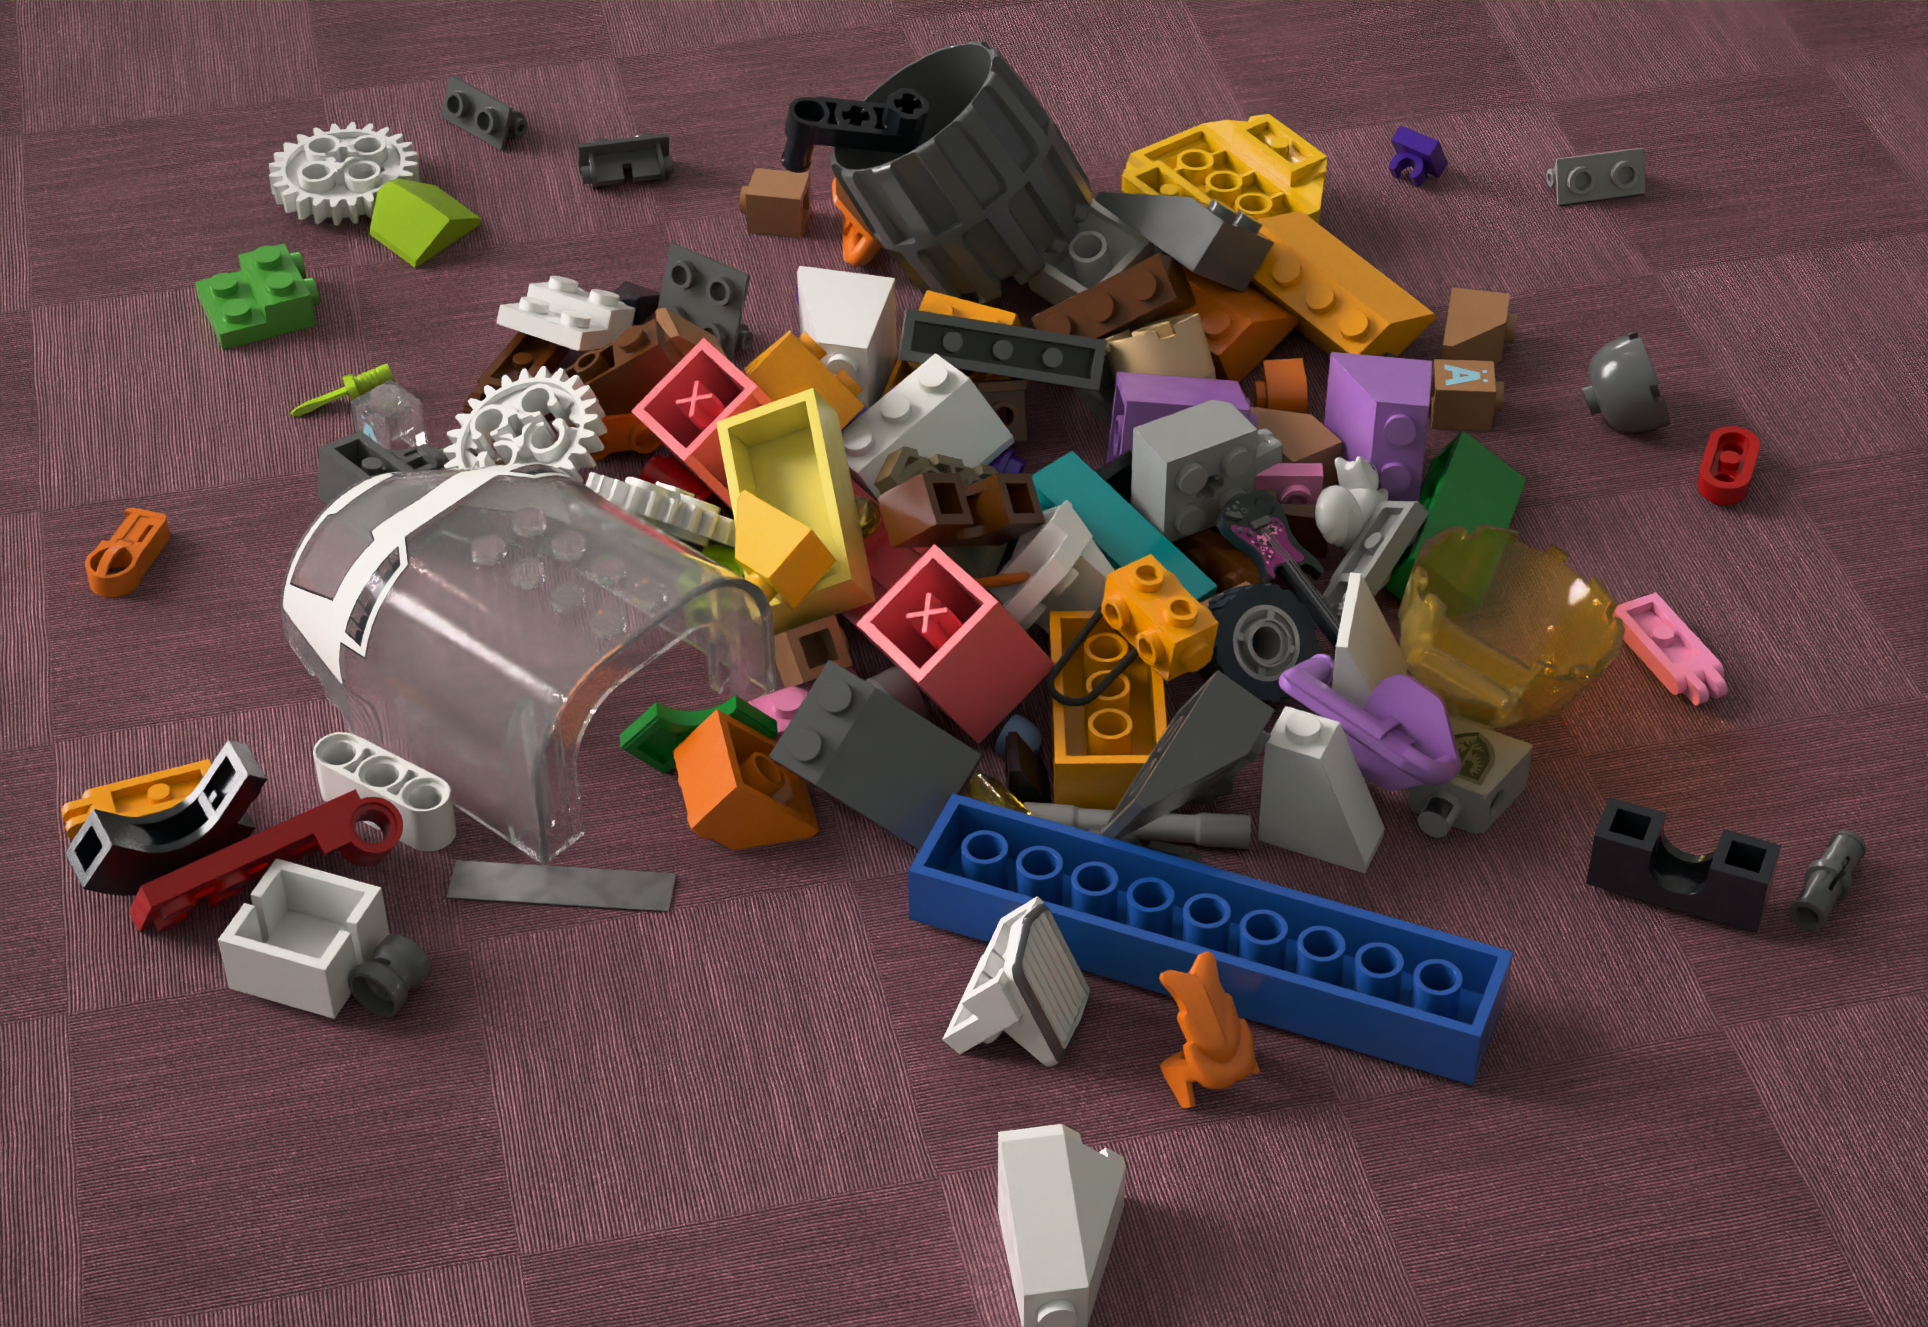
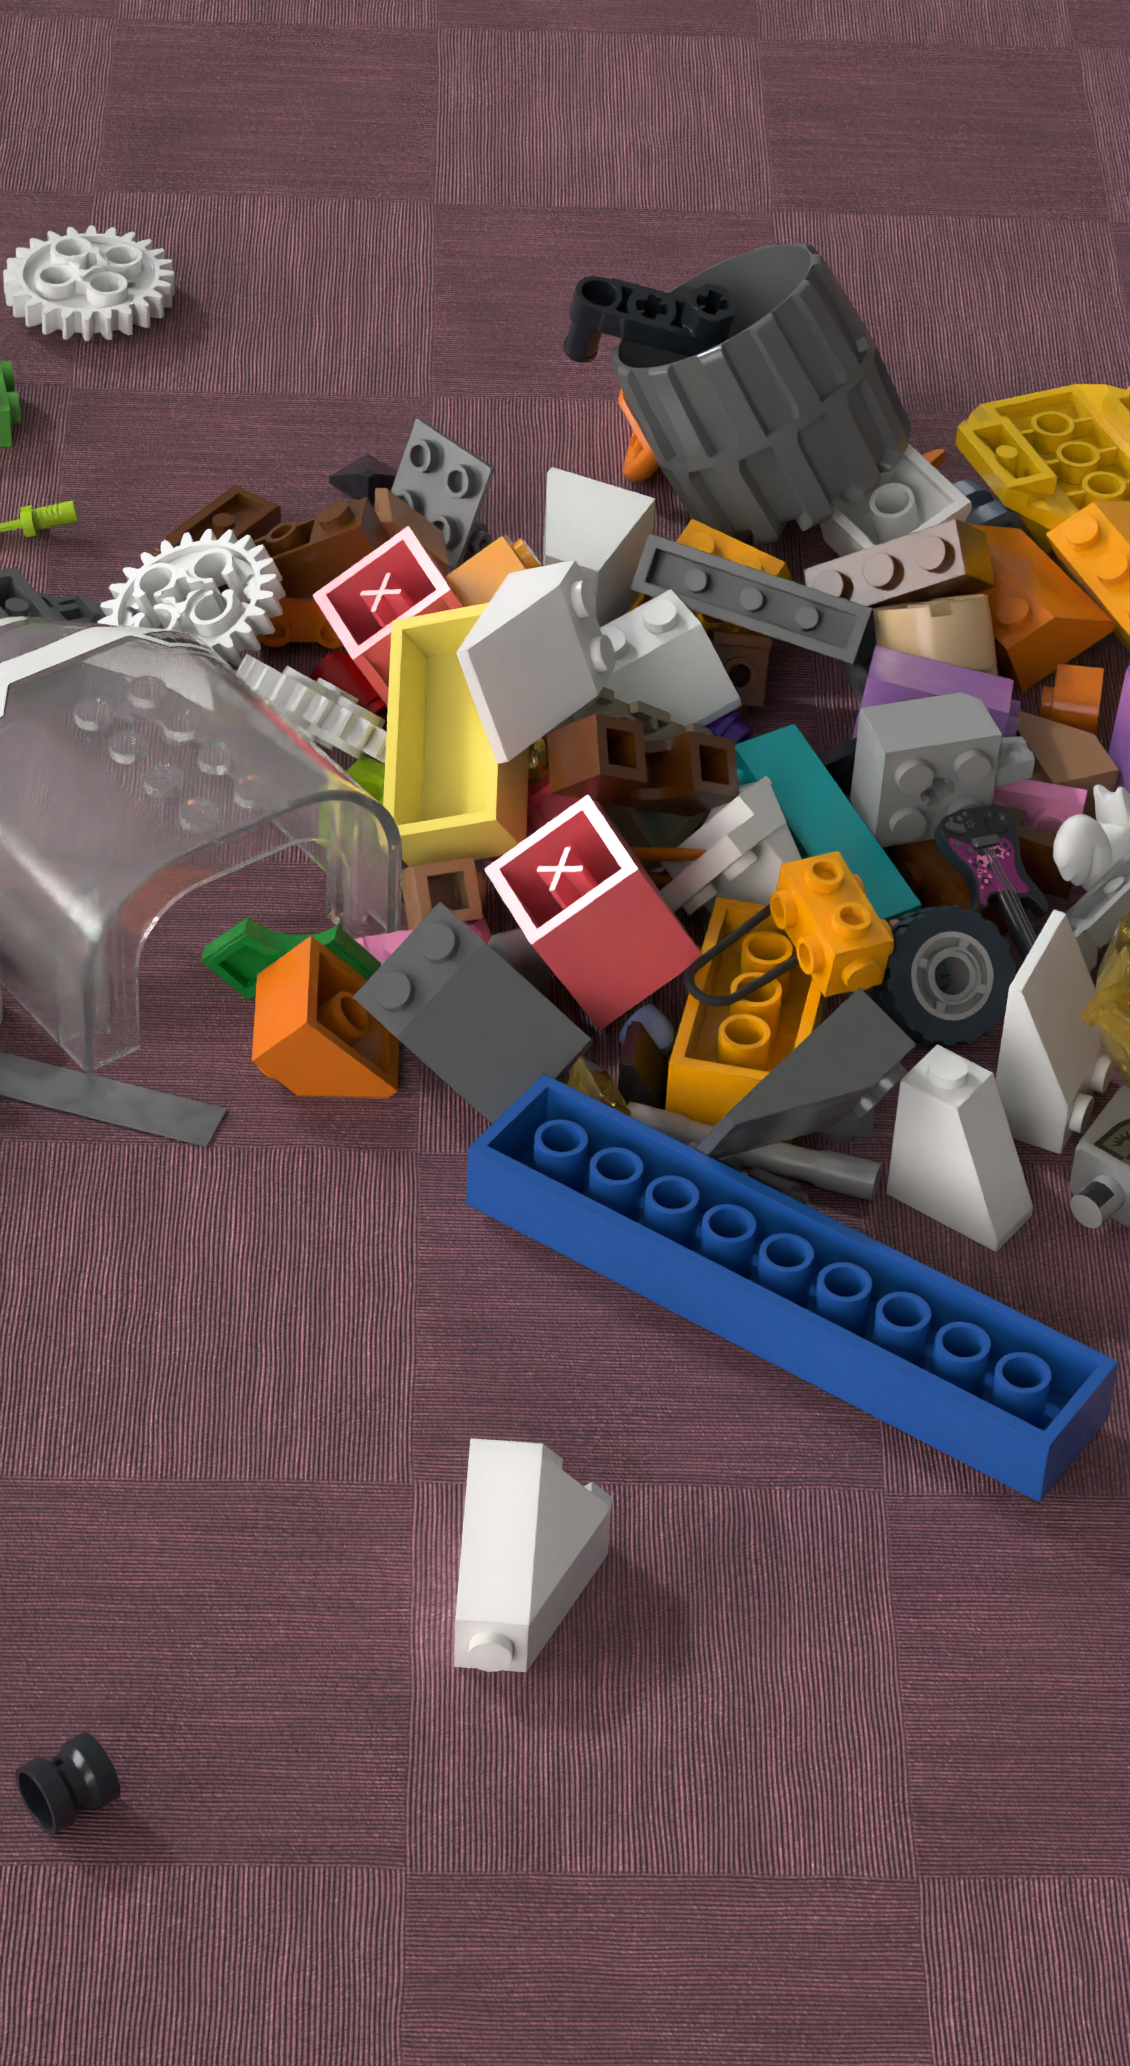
camera: 10 degrees right, 0 degrees up
(390, 417) = (57, 559): clear brick -> none
(418, 220) = (157, 348): lime slope -> none
(481, 113) = (262, 241): dark grey hinge -> none
(568, 314) = (284, 478): white plate -> none
(604, 159) = (429, 315): dark grey hinge -> none
(777, 202) = (563, 395): medium nougat brick -> none
(778, 551) = (421, 775): yellow slope -> none
(853, 430) = (535, 656): none -> white slope
(1023, 987) = (564, 1300): white piece -> none
(1198, 235) = (1014, 508): dark grey slope -> none
(1218, 1041) = (755, 1396): orange hair -> none
(1398, 736) = (1061, 1107): medium lavender piece -> none

